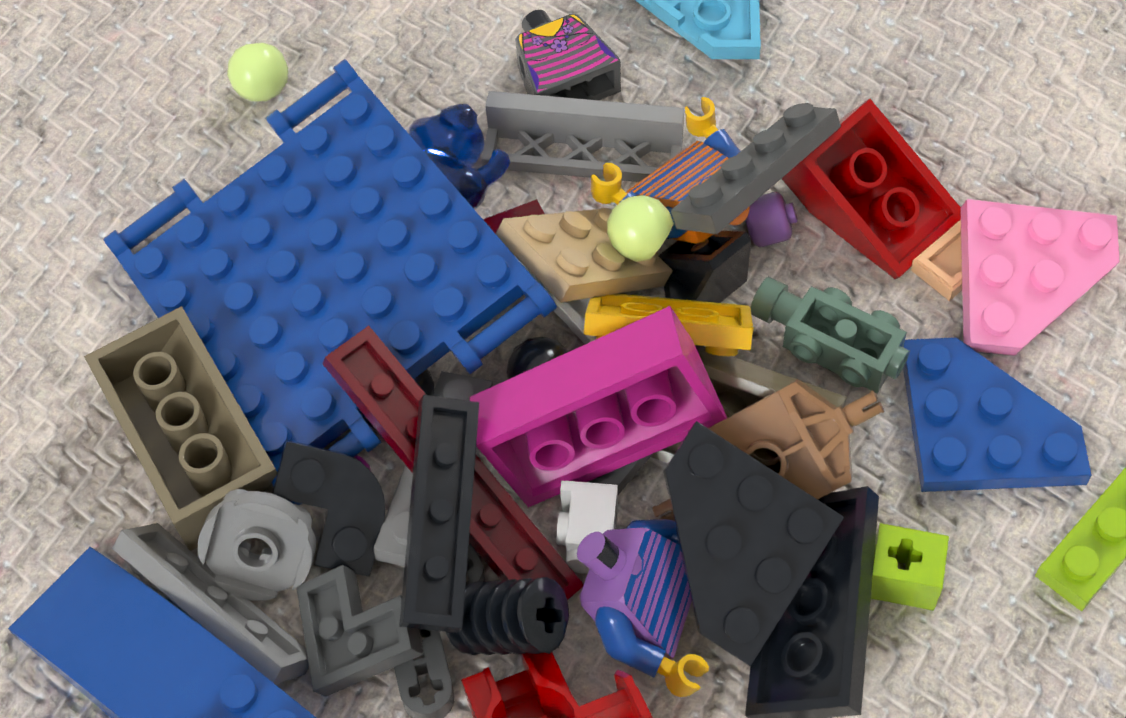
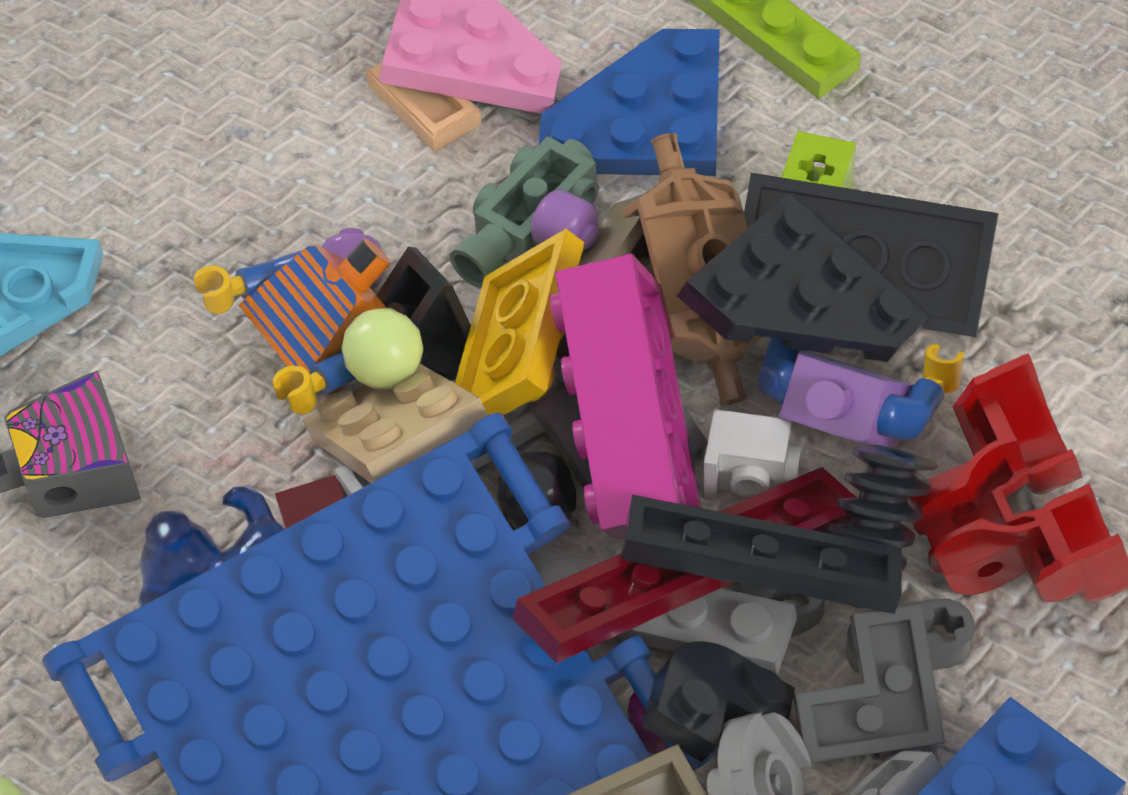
camera: 85 degrees left, 5 degrees down
(585, 129) = (173, 424): light grey fence -> none
(755, 169) = (334, 217): dark grey plate -> none
(803, 352) = (565, 211): none -> medium lavender piece
(874, 191) = (329, 161): red slope -> none

